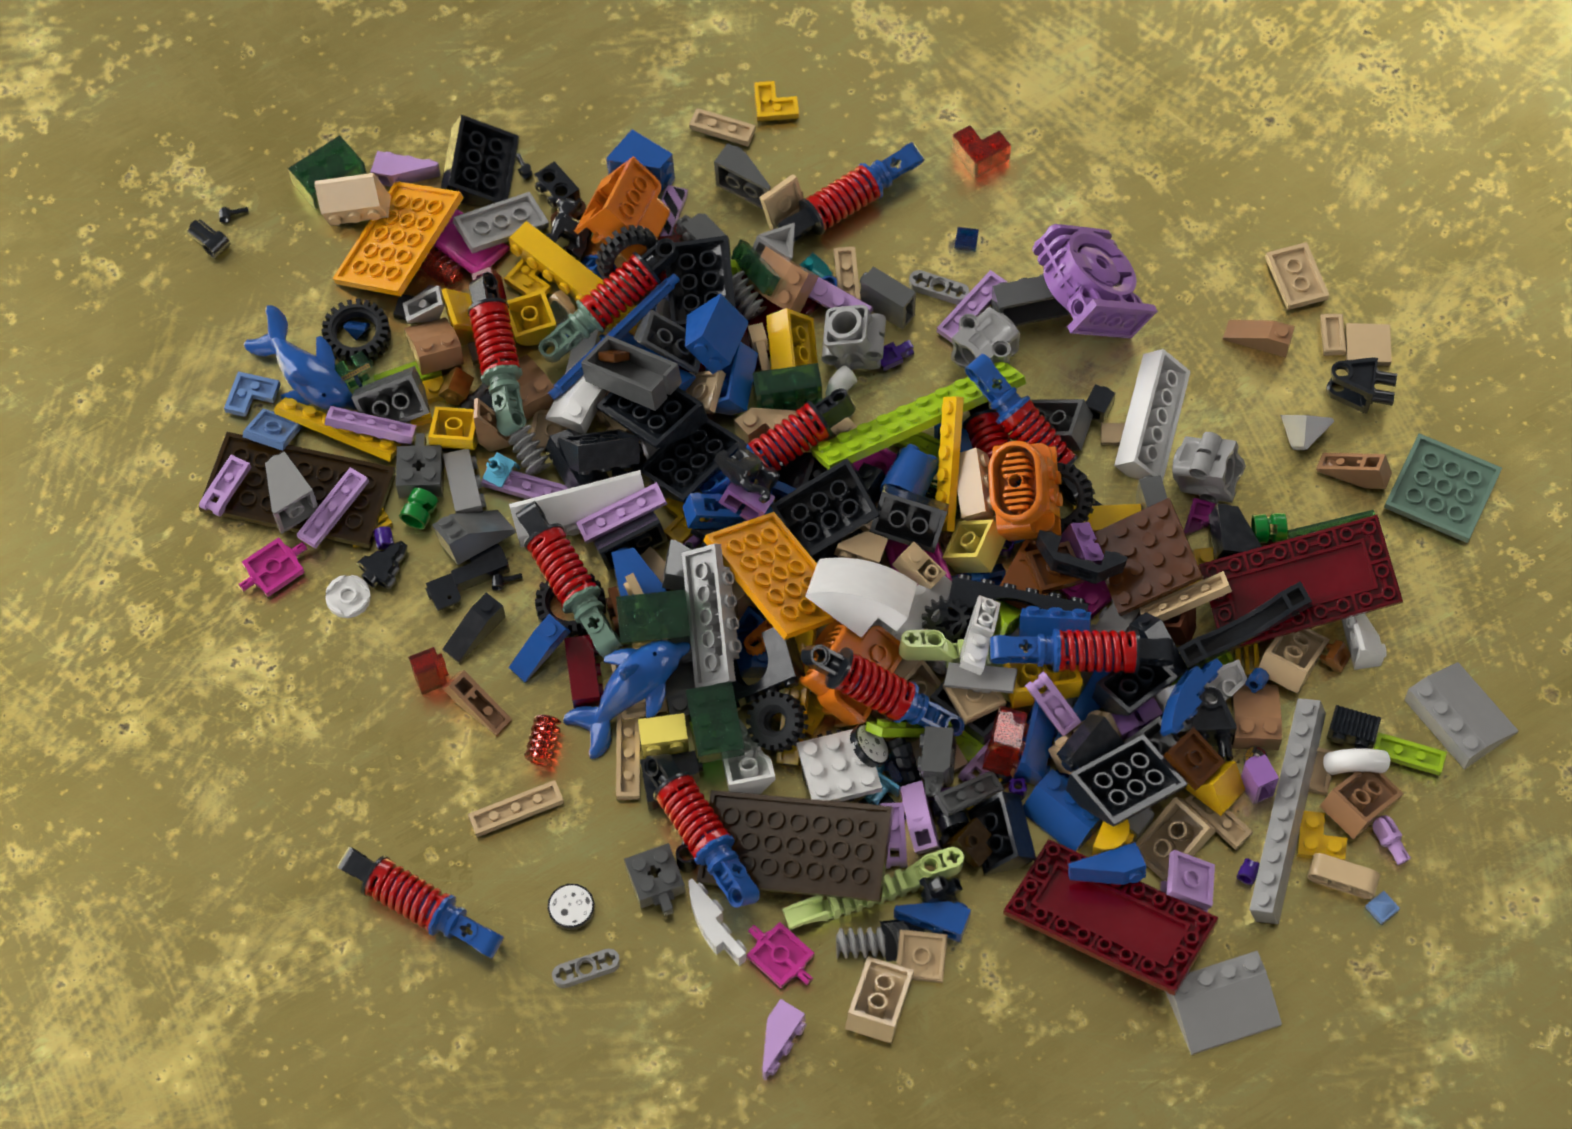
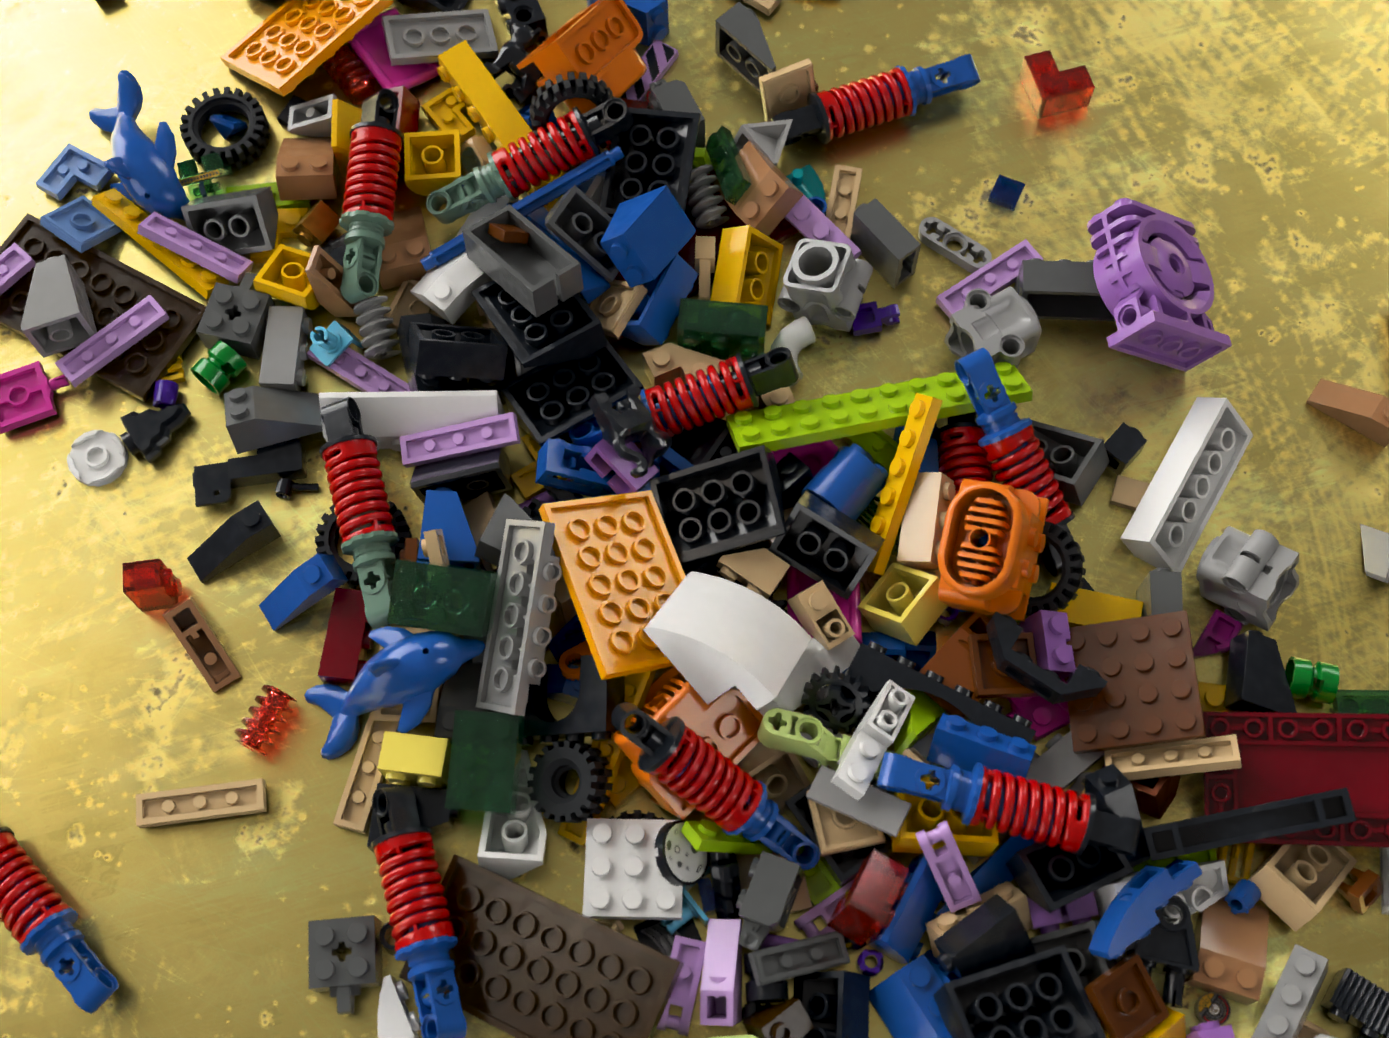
camera: 15 degrees right, 5 degrees up
(571, 906) = (226, 963): white tile -> none

